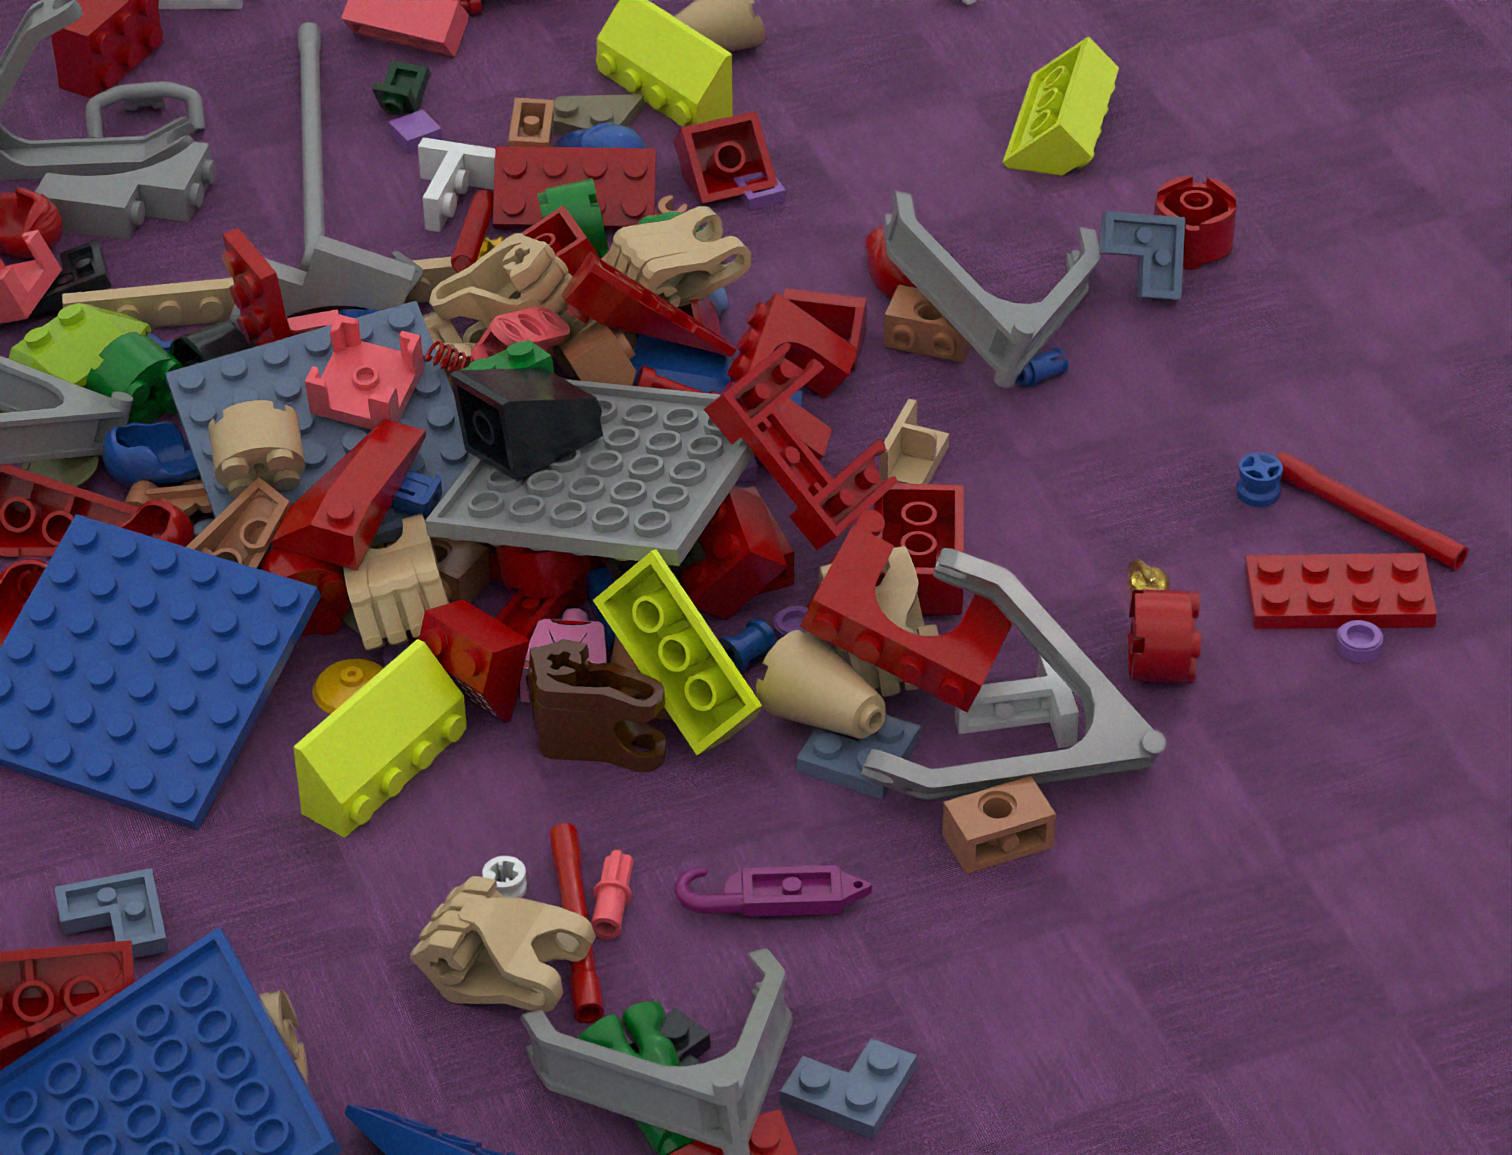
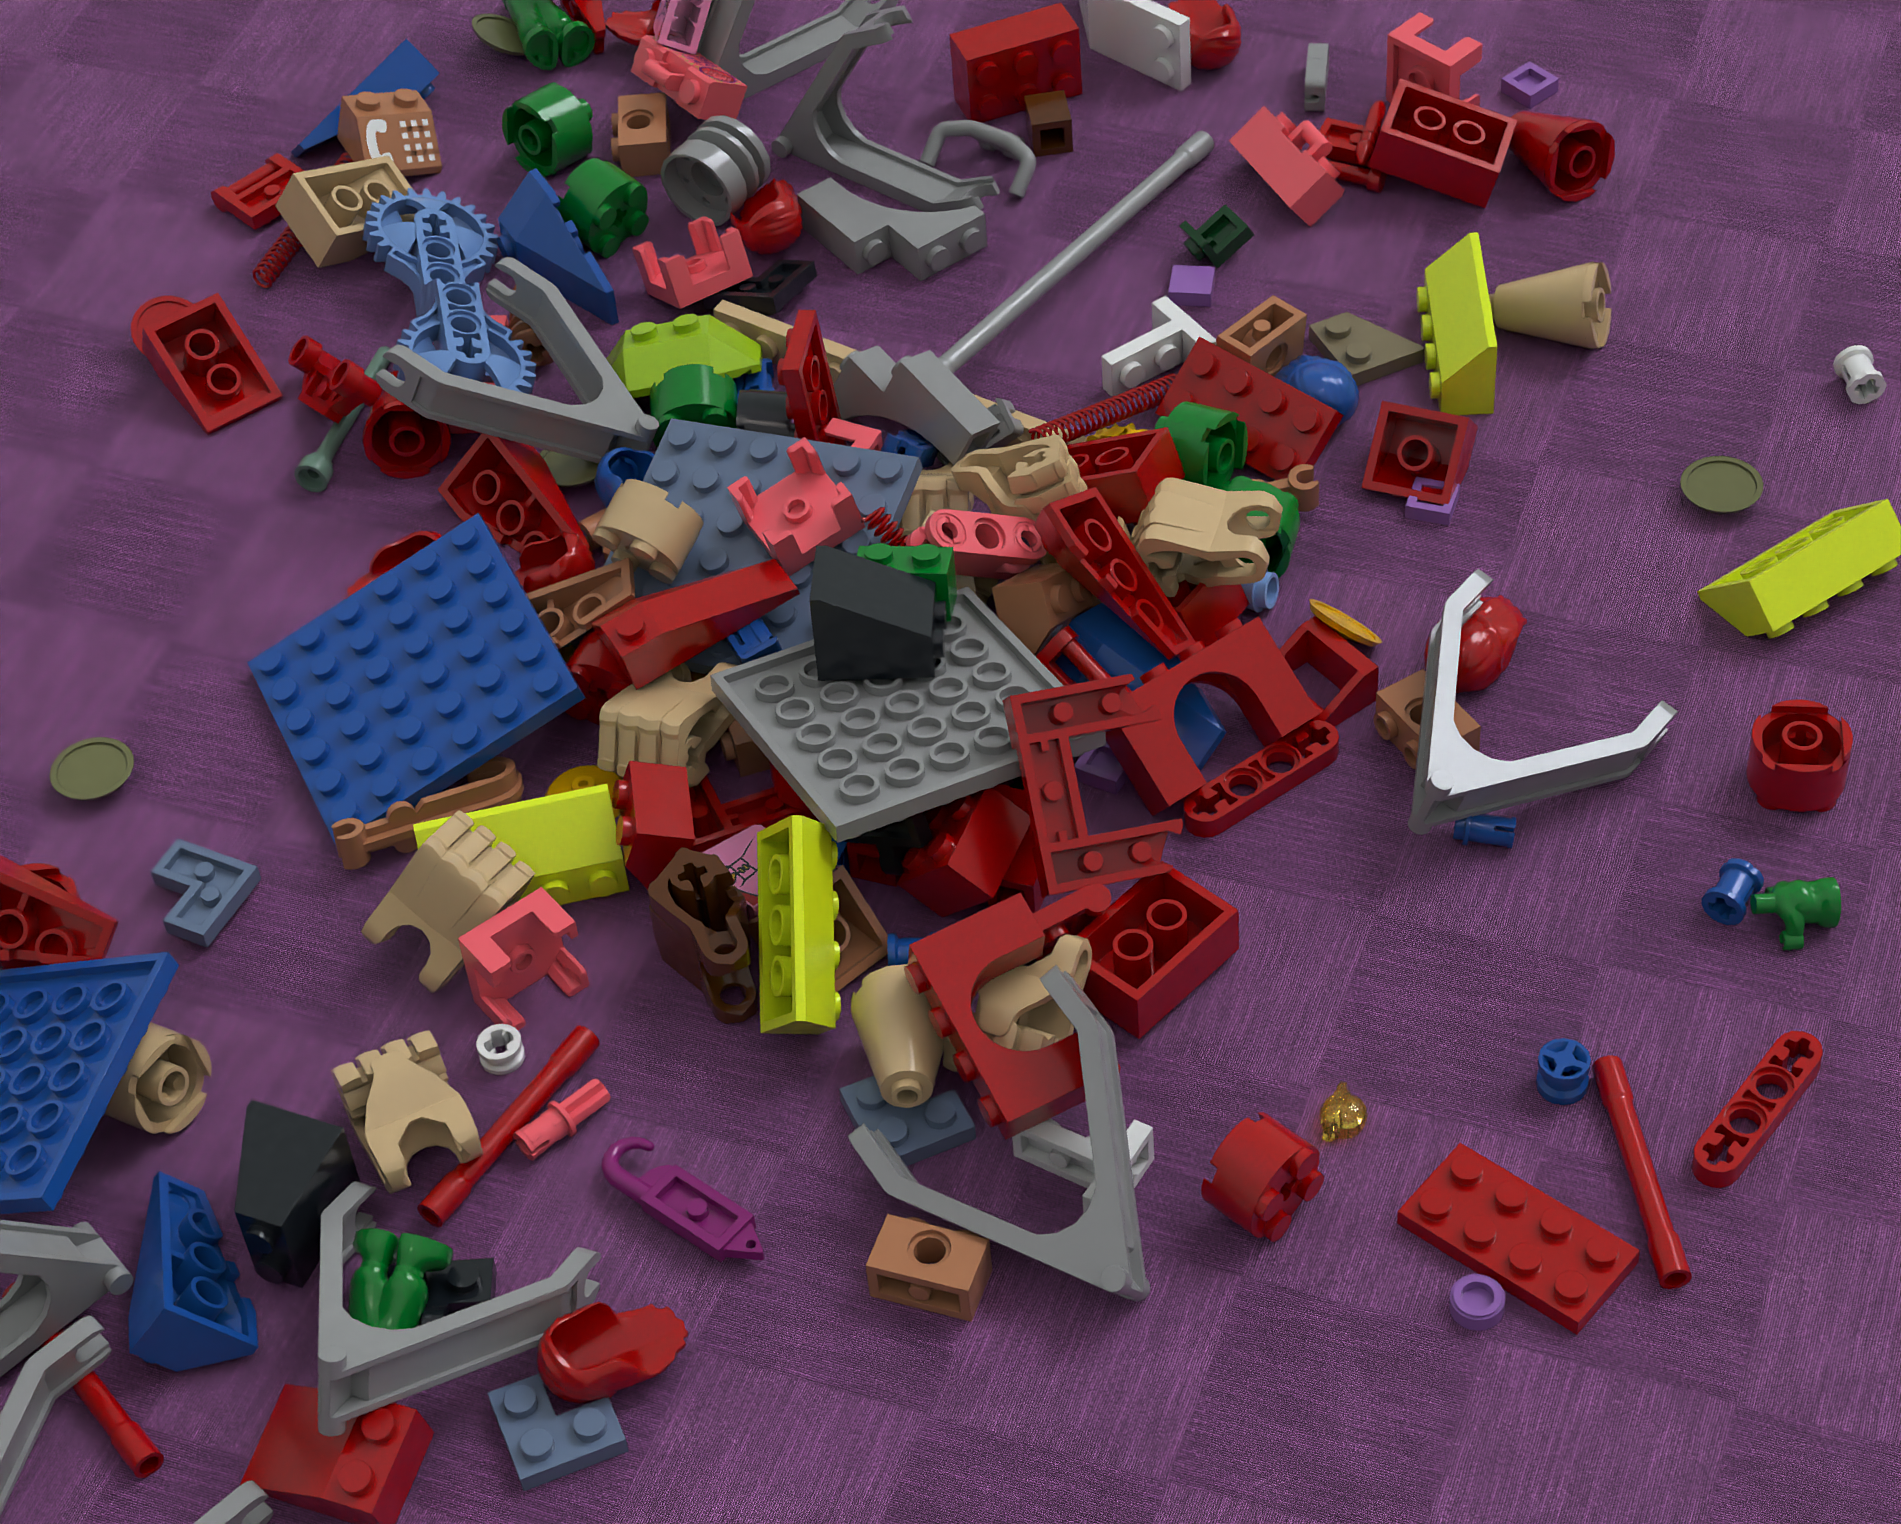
camera: 45 degrees right, 5 degrees up
(173, 62) = (1048, 123): none -> reddish brown brick
(276, 731) = (489, 786): none -> nougat piece
(380, 783) = (448, 891): none -> tan piece
(459, 800) = (518, 951): none -> coral panel
(474, 1049) = (285, 1182): none -> black slope
(780, 285) = (1343, 624): none -> yellow piece
(842, 1009) = (604, 1351): none -> red hair
(853, 414) = (1255, 772): none -> red beam
(911, 449) = (1264, 847): tan panel -> none
(948, 88) = (1721, 484): none -> olive piece
(1156, 243) = (1713, 759): sand blue plate -> none
(1242, 328) = (1729, 897): none -> blue bush
(1291, 305) = (1799, 904): none -> green piece
(1390, 438) = (1752, 1105): none -> red beam

